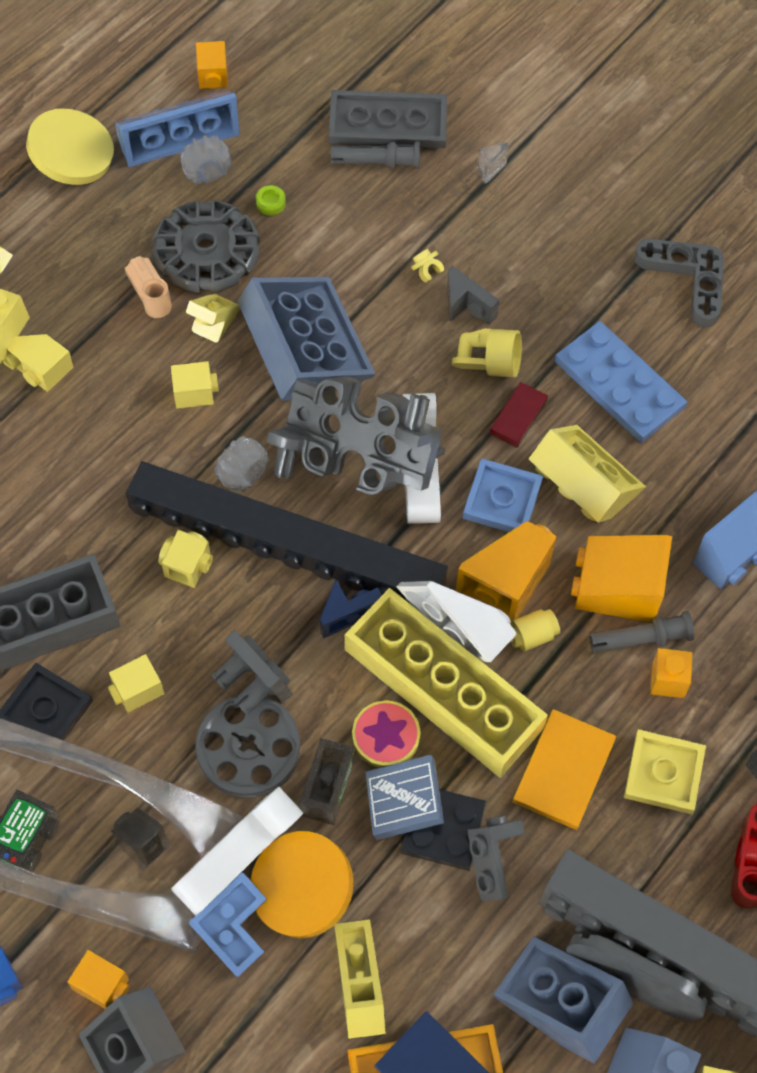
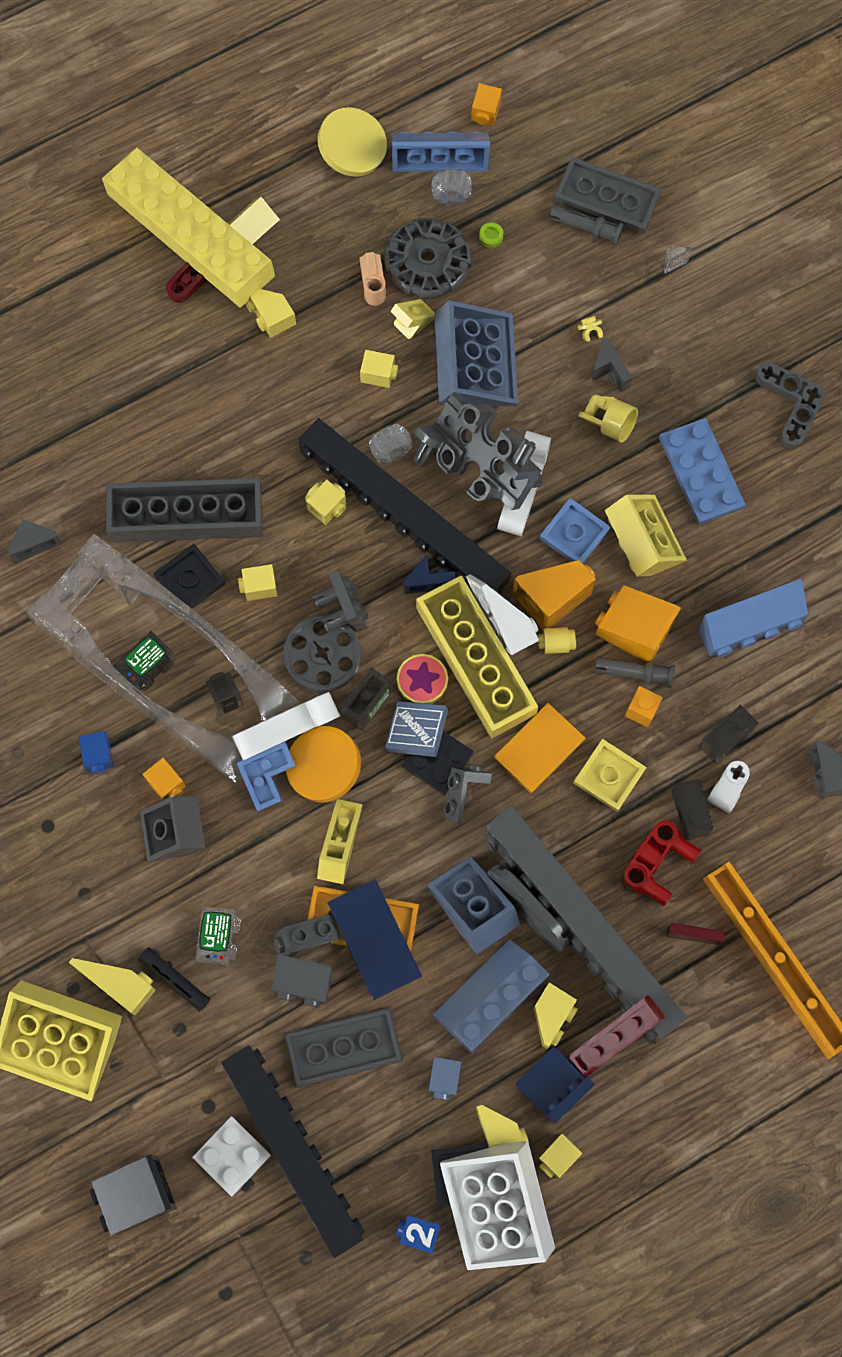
camera: 20 degrees right, 10 degrees up
(518, 414) = (613, 472): dark red tile -> none

